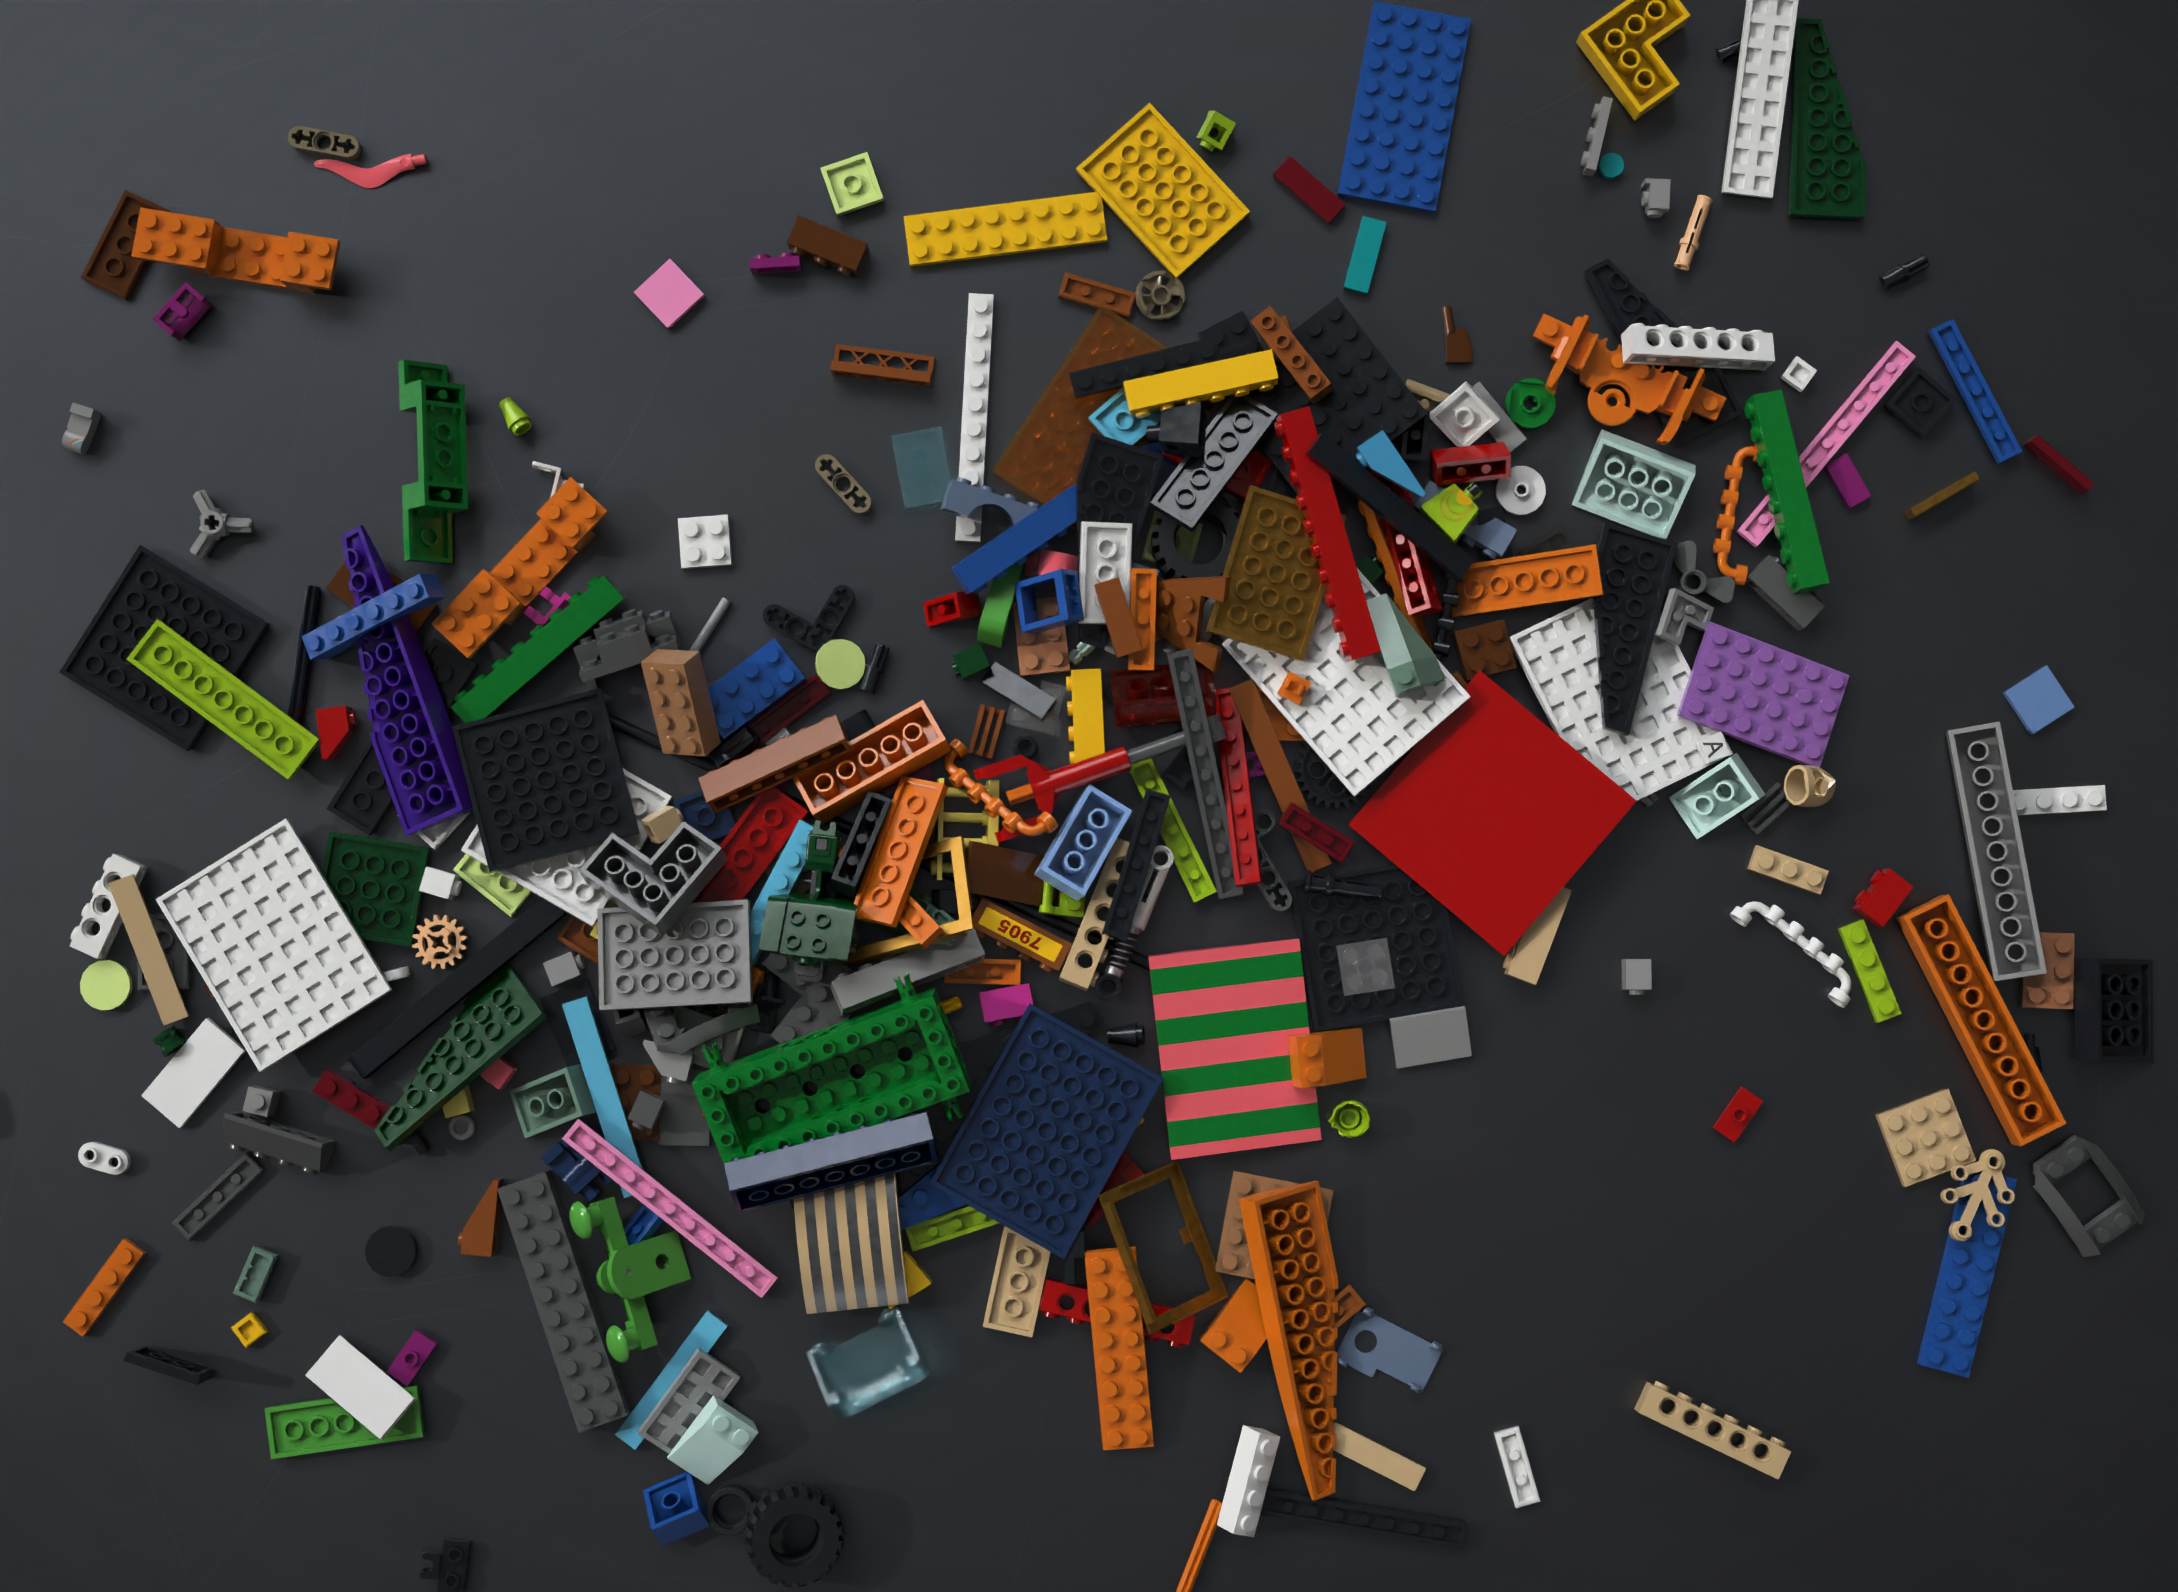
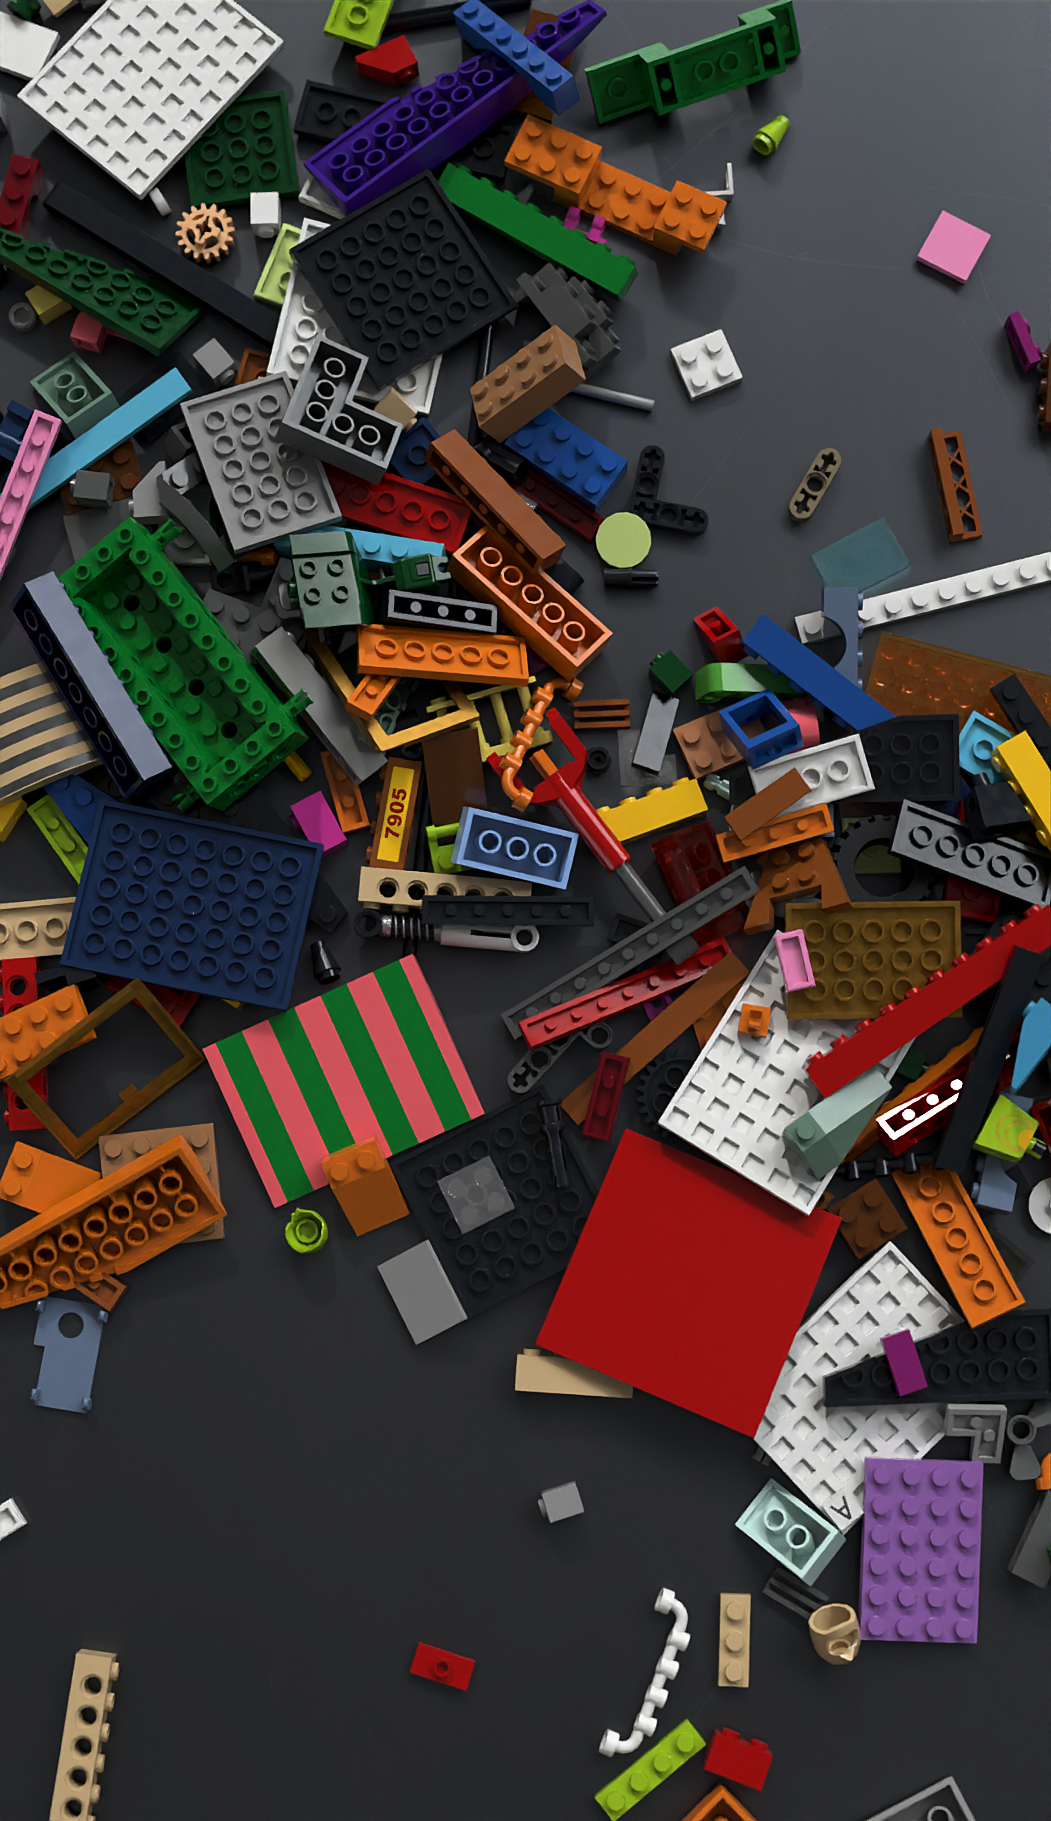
camera: 75 degrees right, 5 degrees down
(1175, 834) = (556, 946): lime plate -> none
(1257, 639) = (794, 960): none -> bright pink tile
(1613, 659) = (903, 1362): none -> magenta tile

